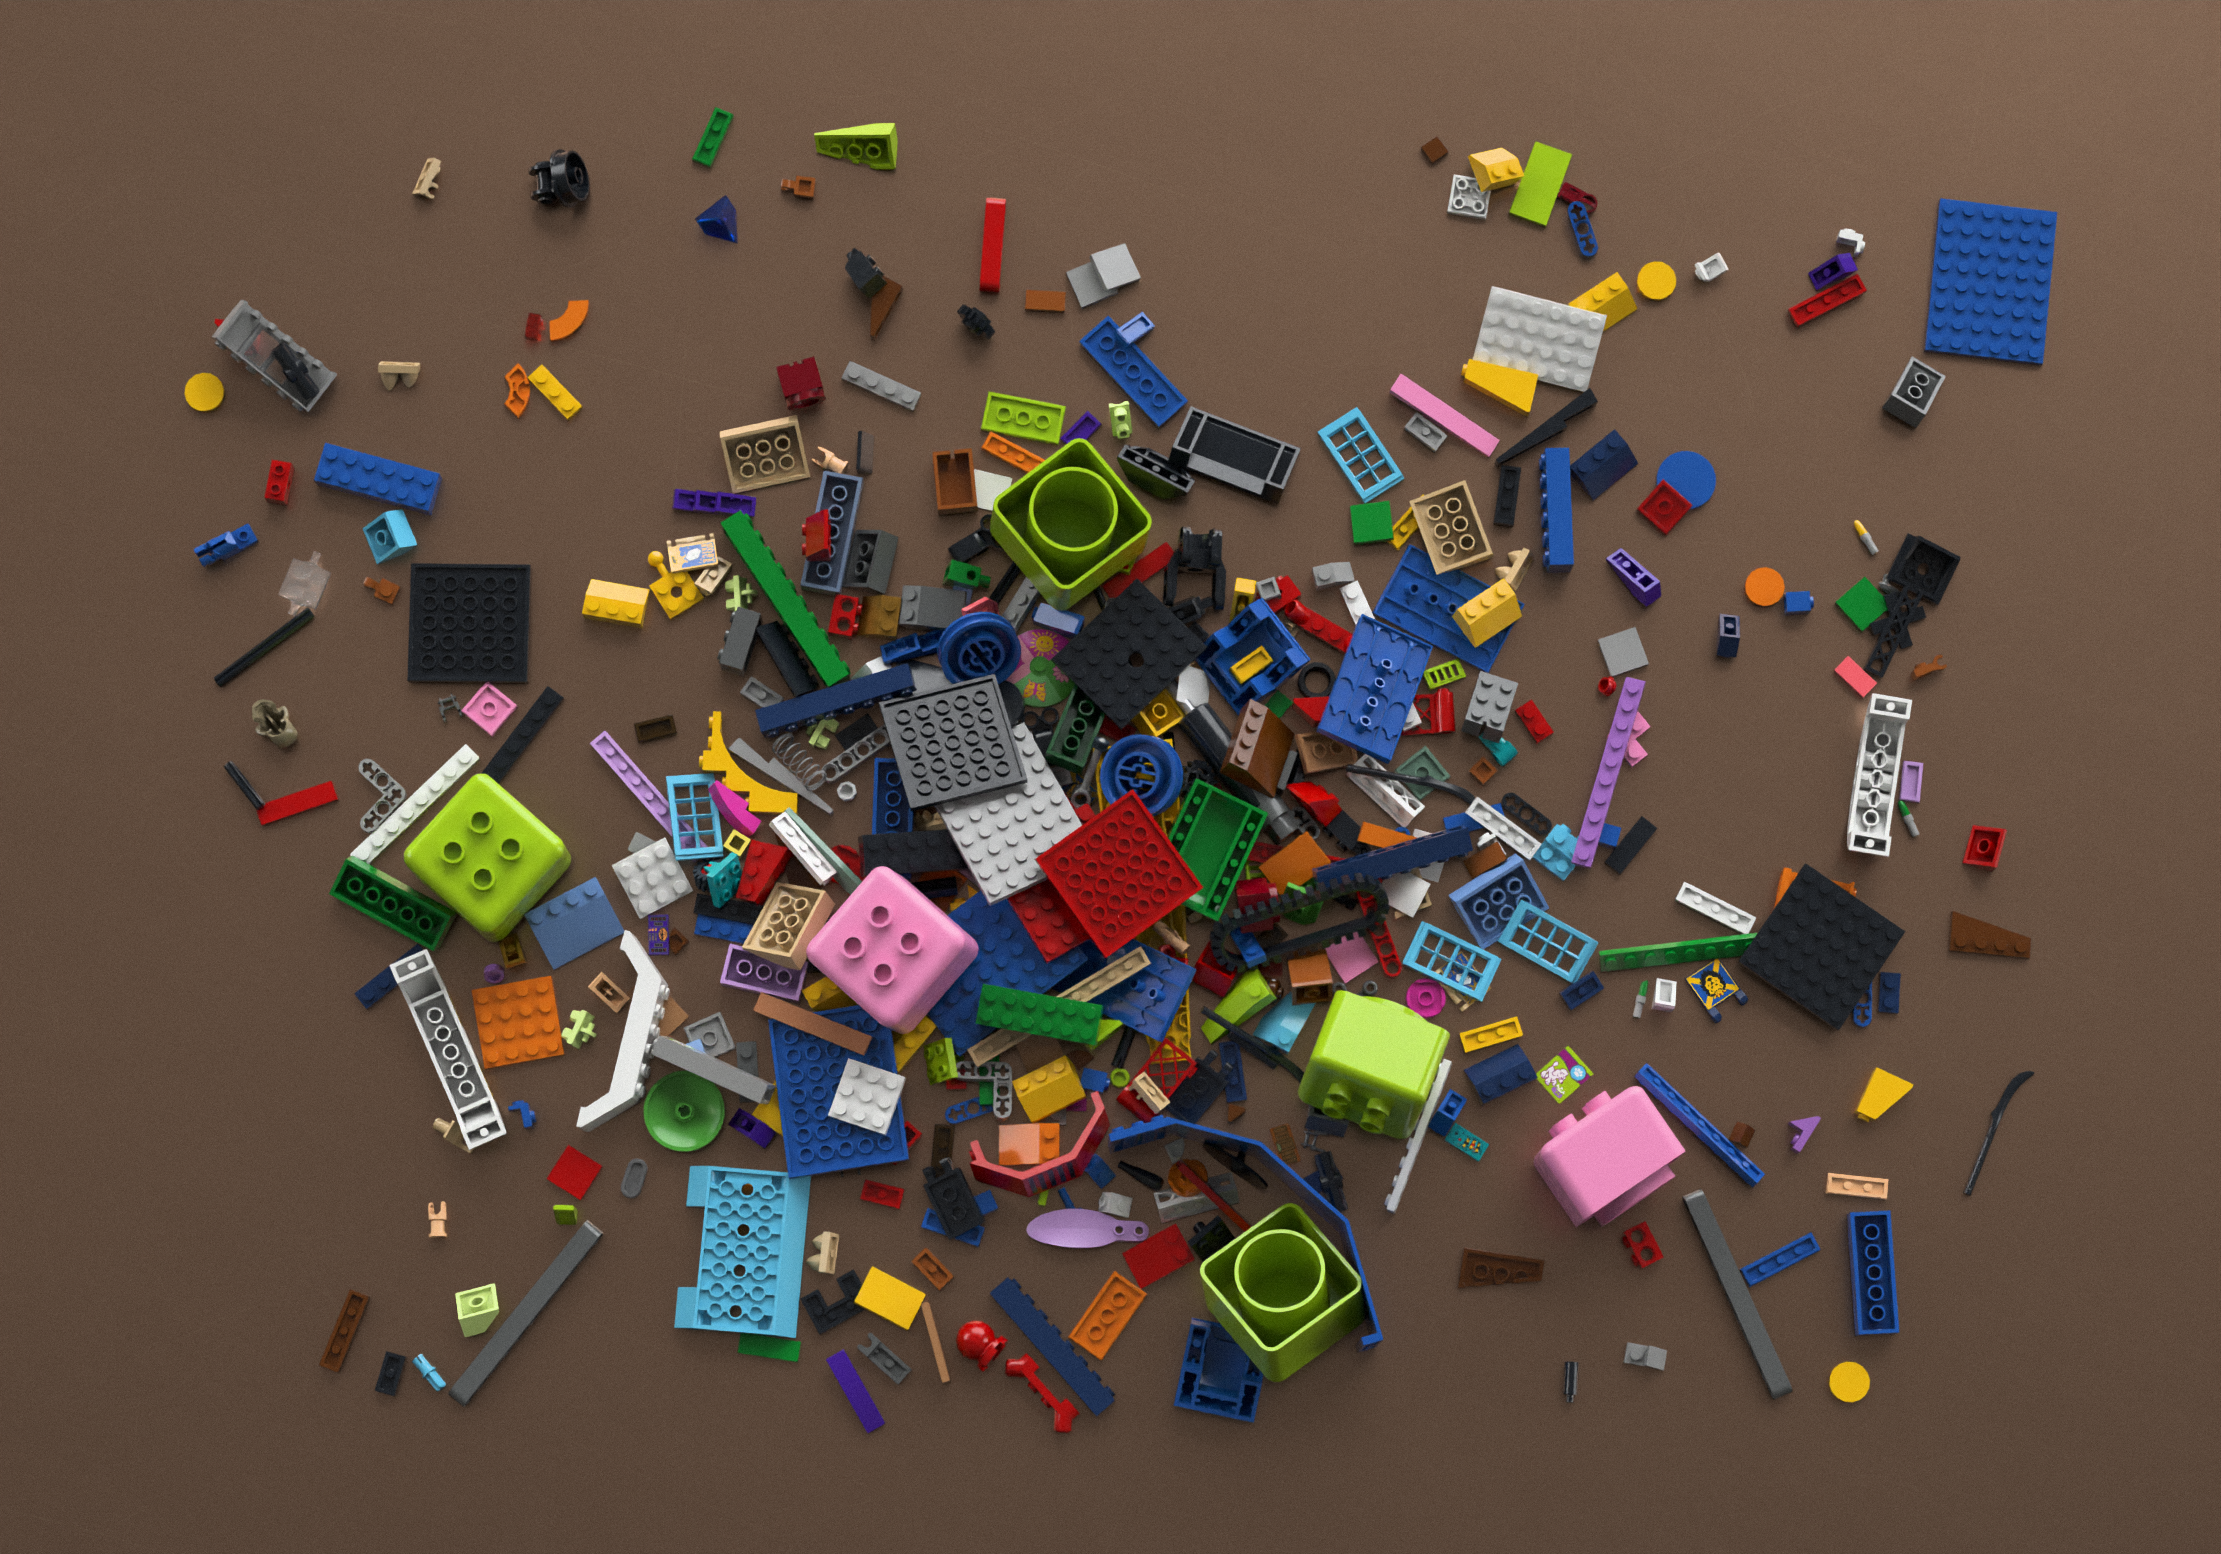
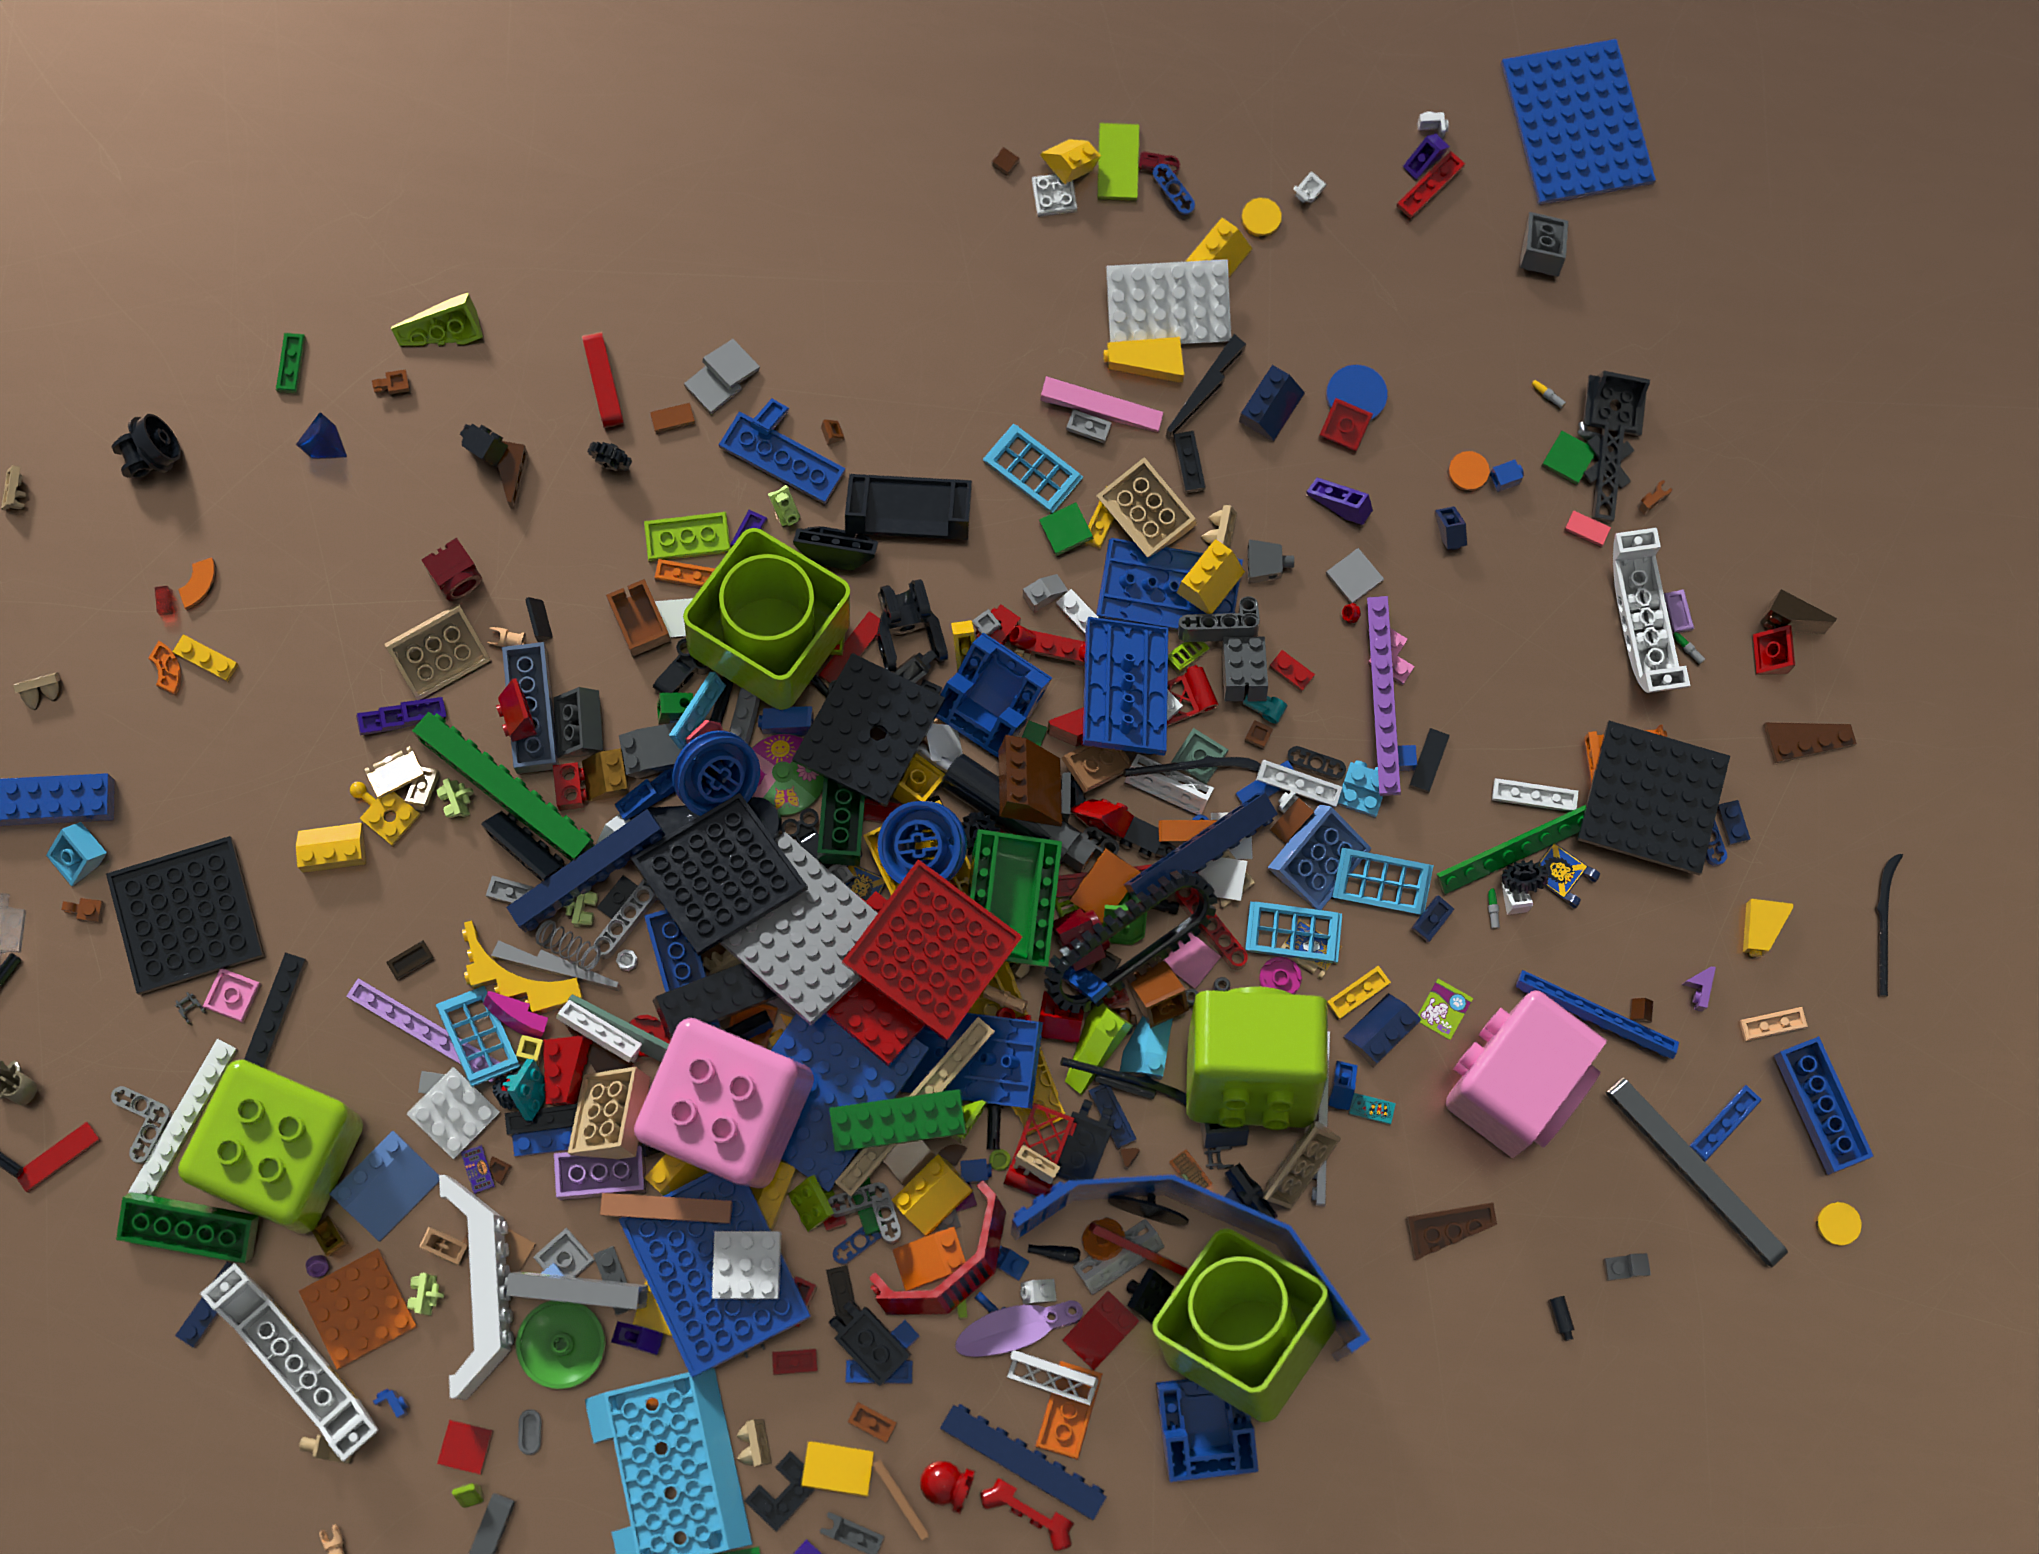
camera: 20 degrees left, 5 degrees down
(739, 641) = (469, 844): dark grey piece -> none
(881, 386) = (534, 549): light grey plate -> none
(981, 585) = (697, 709): none -> medium azure tile
(1100, 744) = (869, 827): light grey piece -> none
(1105, 1275) = (1060, 1371): none -> white fence
(1175, 1150) = (1081, 1215): white tile -> none
(1187, 361) = (832, 431): none -> dark orange slope
(1251, 665) = (994, 703): yellow tile -> none
(1312, 667) = (1060, 684): black tyre -> none
(1383, 1171) = (1301, 1165): none -> tan slope
(1452, 650) = (1216, 626): none -> dark grey beam
(1545, 612) = (1266, 561): none -> dark grey torso
(1557, 510) = (1244, 459): blue brick -> none
(1646, 1243) = (1589, 1149): red brick -> none
(1677, 980) = (1525, 877): none -> black gear
(2013, 818) = (1803, 617): none -> dark brown slope

